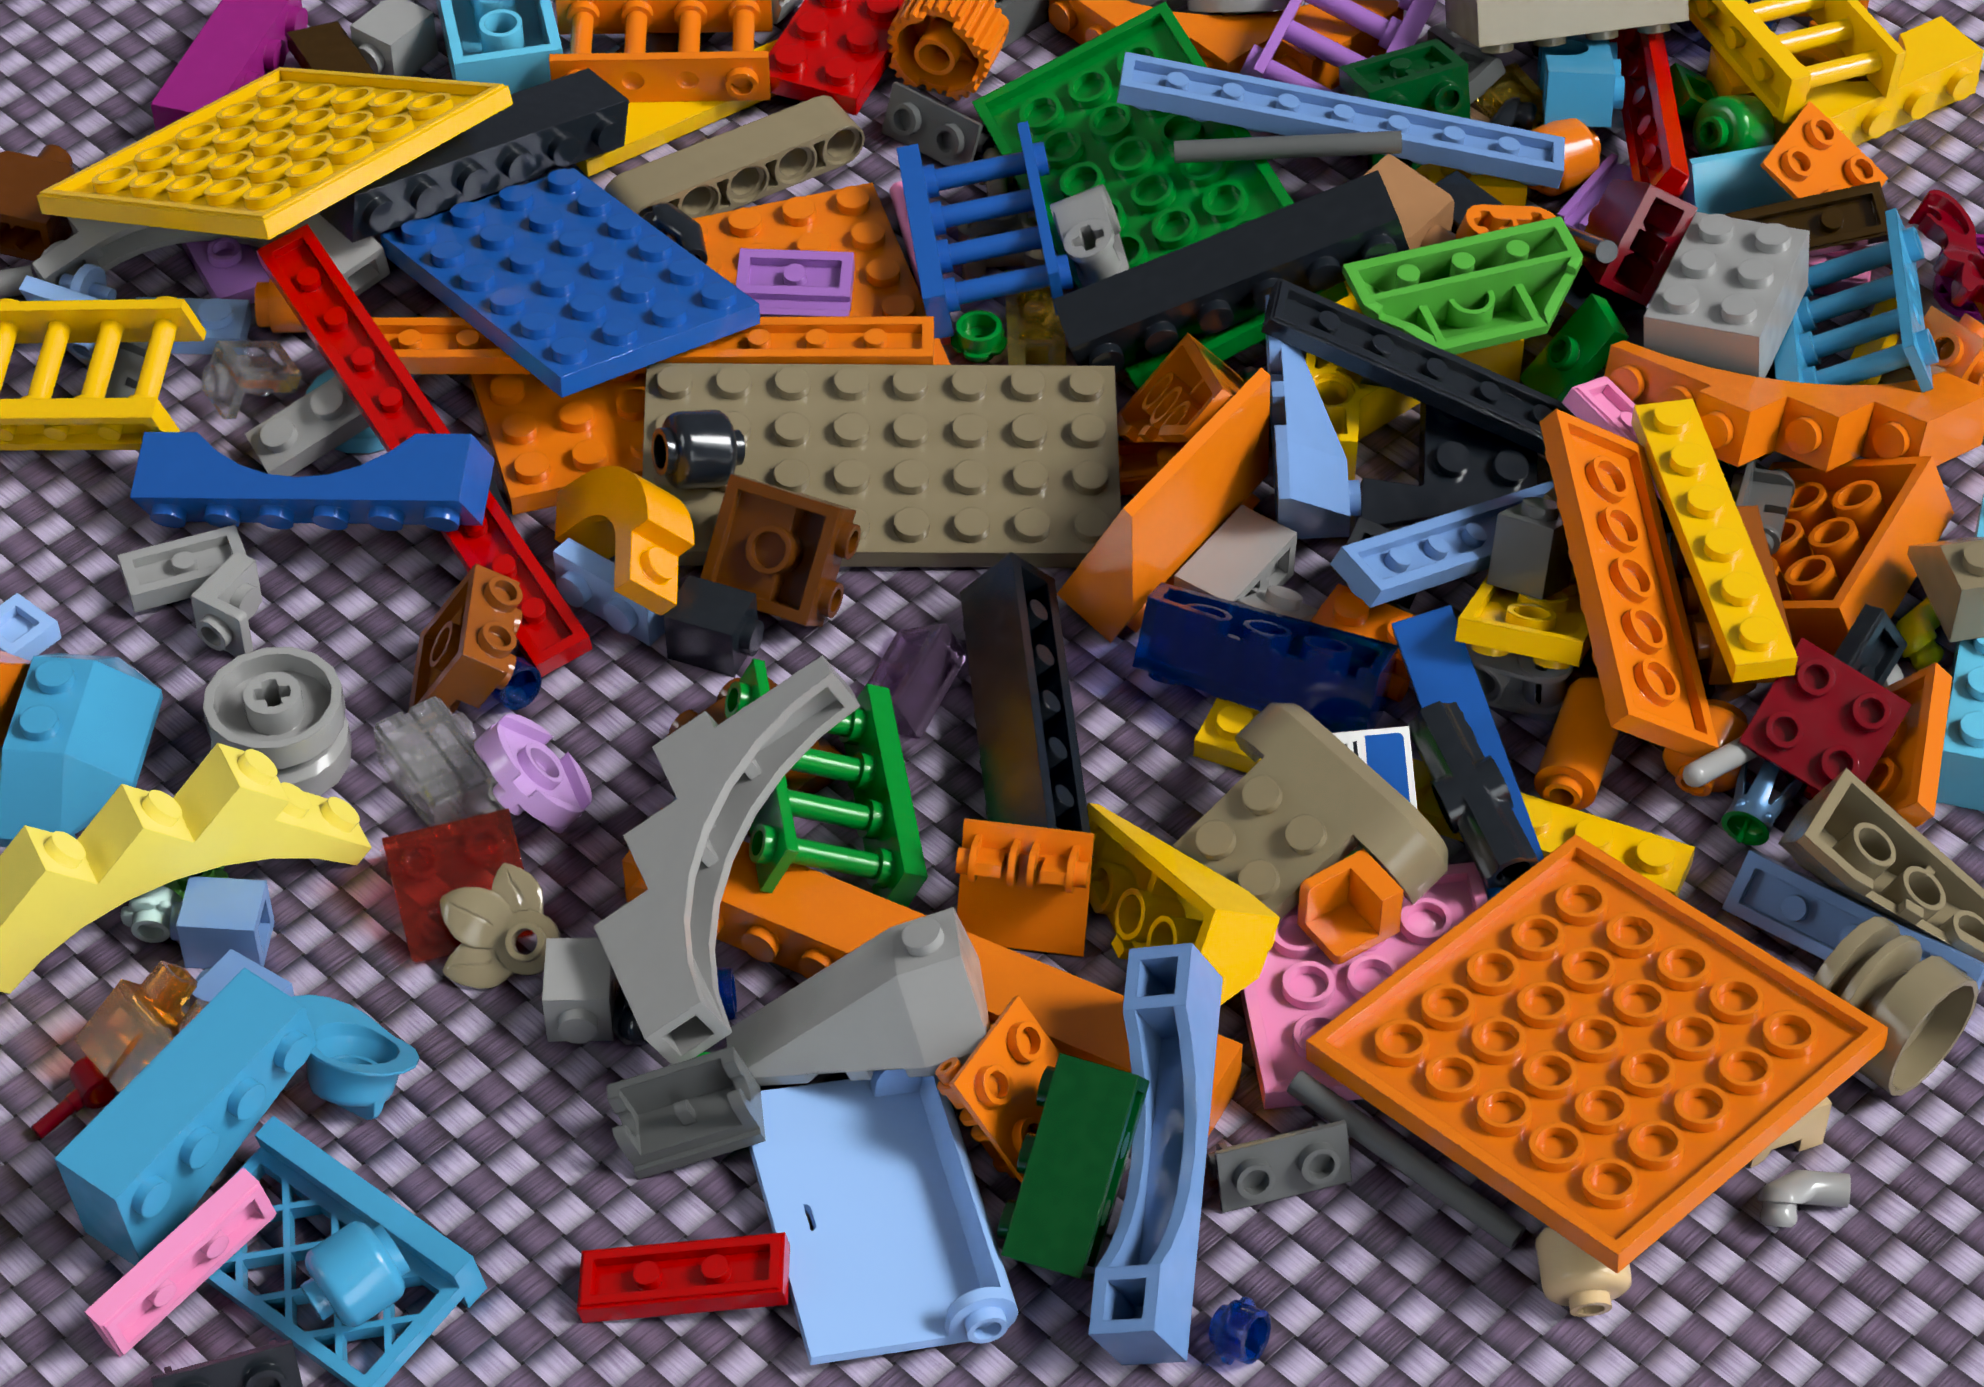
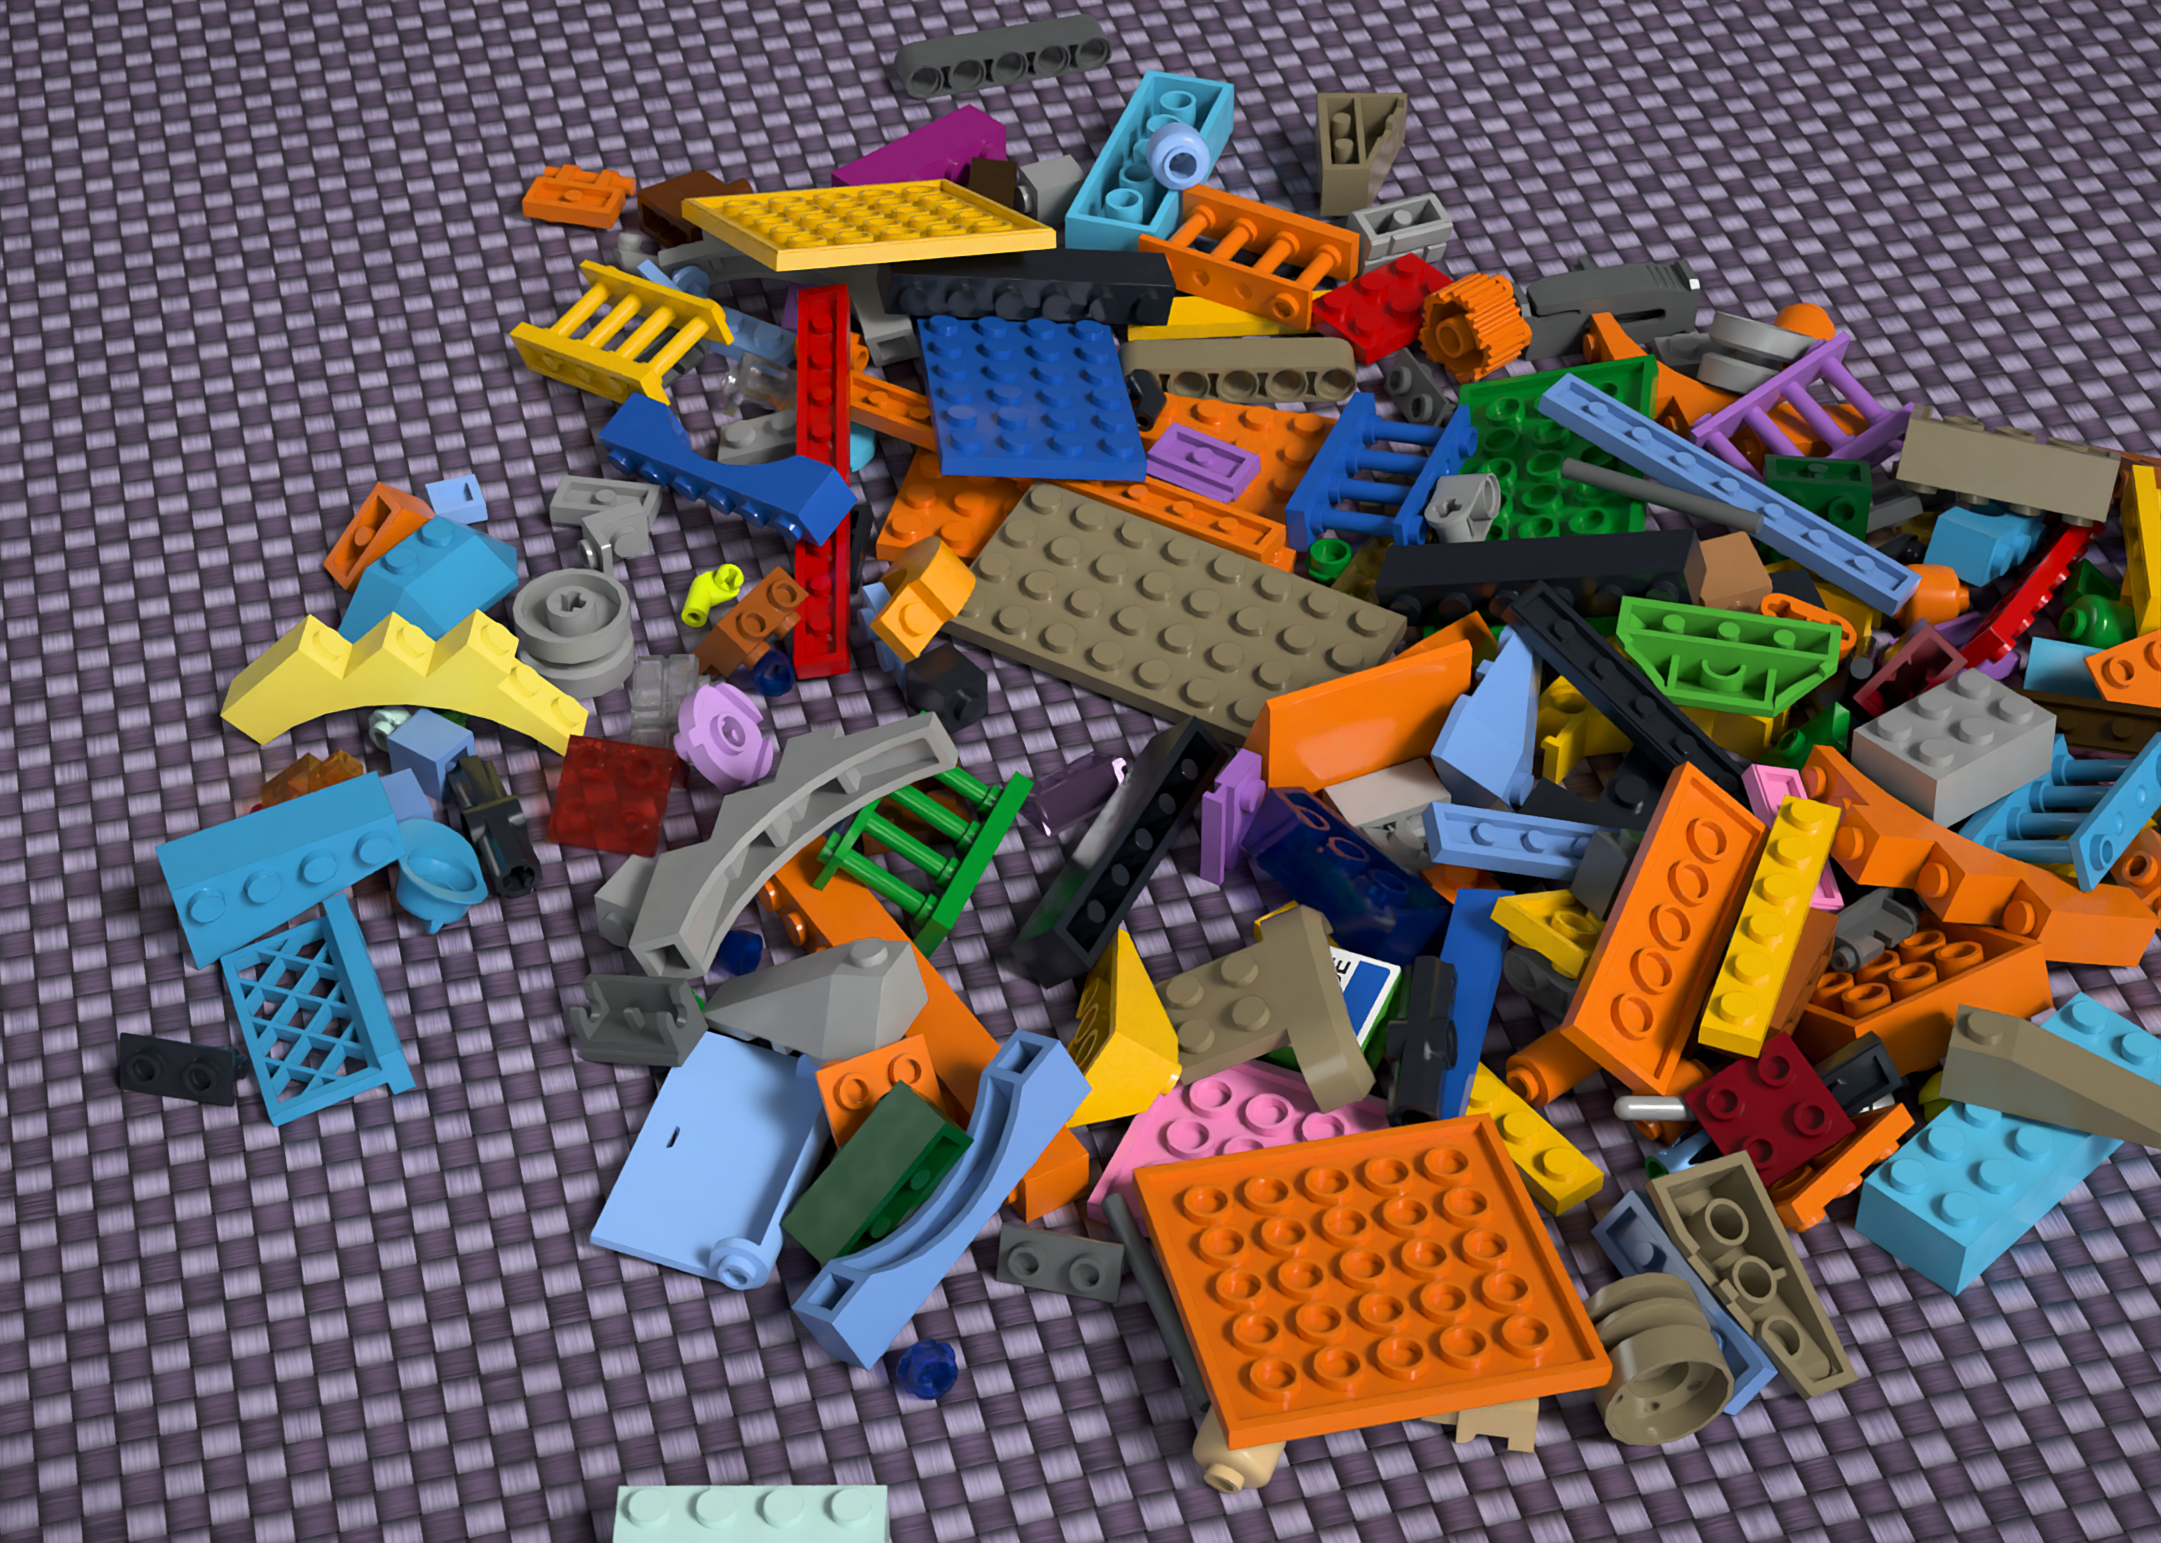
camera: 30 degrees right, 5 degrees down
(181, 1262) = (209, 966): bright pink tile -> none
(354, 1274) = (308, 1023): dark azure head -> none
(355, 971) = (494, 826): none -> black piece
(373, 619) = (709, 591): none -> neon yellow arm
(489, 926) = (611, 832): dark tan plate -> none
(684, 1277) = (549, 1138): red tile -> none
(697, 449) = (1015, 550): black head -> none
(782, 549) = (1032, 651): reddish brown plate -> none
(1025, 885) = (1015, 965): orange hinge -> none
(1113, 649) = (1229, 814): none -> medium lavender plate
(1350, 907) = (1256, 1088): orange panel -> none
(1804, 1188) = (1475, 1473): light grey arm -> none

